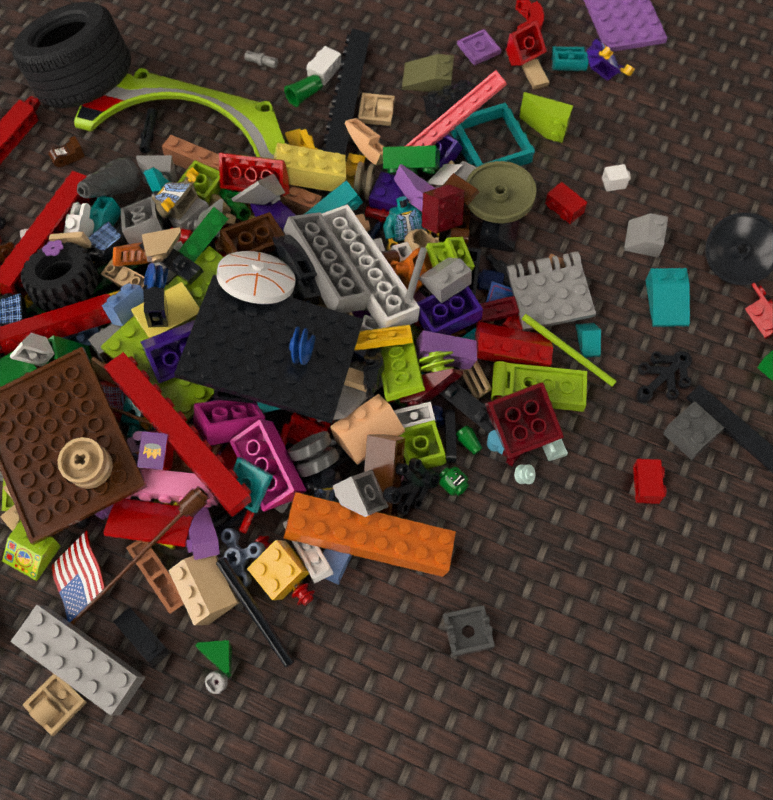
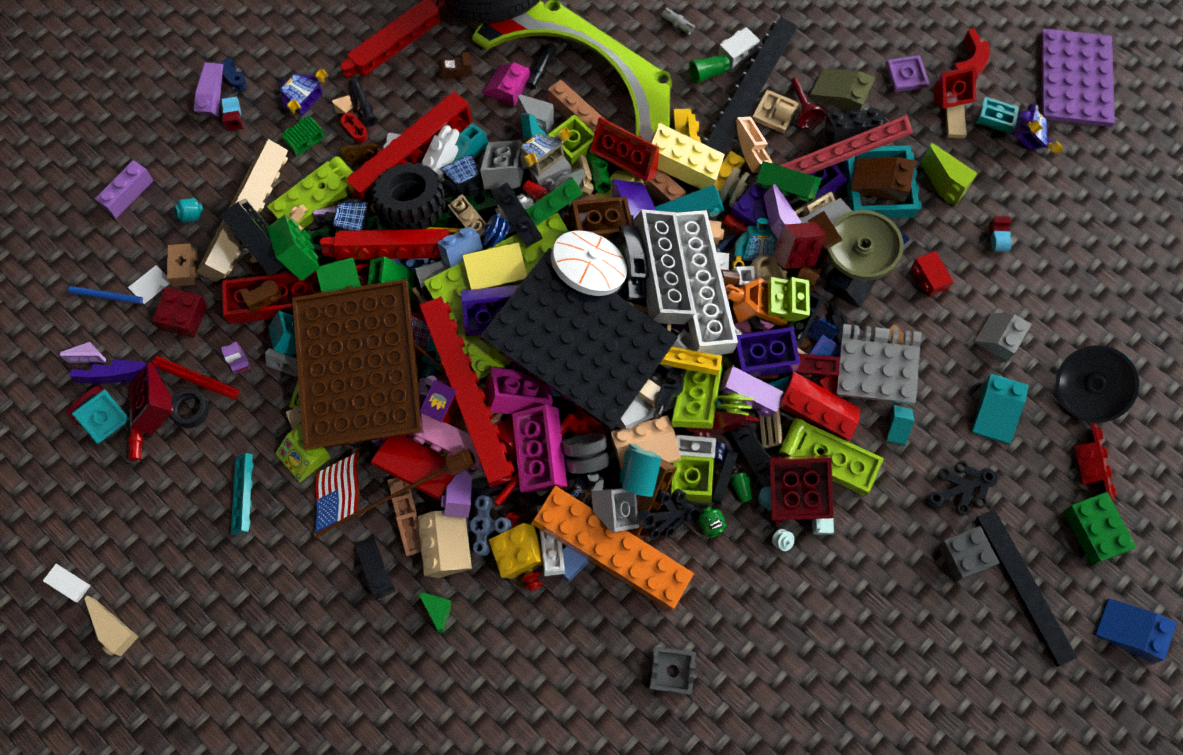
camera: 20 degrees right, 5 degrees up
(33, 350) = (362, 266): white slope -> none
(53, 248) = (410, 168): medium lavender plant -> none
(54, 704) = (280, 601): tan plate -> none
(74, 237) = (434, 163): tan tile -> none
(78, 660) = (313, 569): light grey brick -> none
(85, 463) = (373, 393): tan wheel -> none
(111, 179) = (490, 110): dark grey cone -> none
(122, 146) = (508, 83): none -> dark pink slope
(140, 257) = (483, 200): orange slope -> none
(155, 307) = (485, 263): black brick -> none
(160, 243) = (510, 199): tan slope -> none
(216, 682) = (427, 633): light grey tile -> none
(255, 479) = (522, 458): teal tile -> none
(255, 612) = (482, 582): black axle -> none
(261, 192) = (626, 172): light grey slope -> none
(301, 348) = (606, 350): blue piece -> none
(371, 450) = (640, 470): none -> teal brick
(408, 102) = (809, 114): none -> dark red piece
(415, 275) = (746, 307): light grey bar -> none
(443, 174) = (815, 206): white sticker -> none
(447, 278) = (775, 321): light grey slope -> none
(494, 133) = (884, 177): none -> reddish brown slope
(569, 350) = (874, 430): lime piece -> none
(609, 151) = (1000, 233): none -> leg
(615, 177) = (995, 262): white brick -> none
(649, 481) = (903, 589): red brick -> none

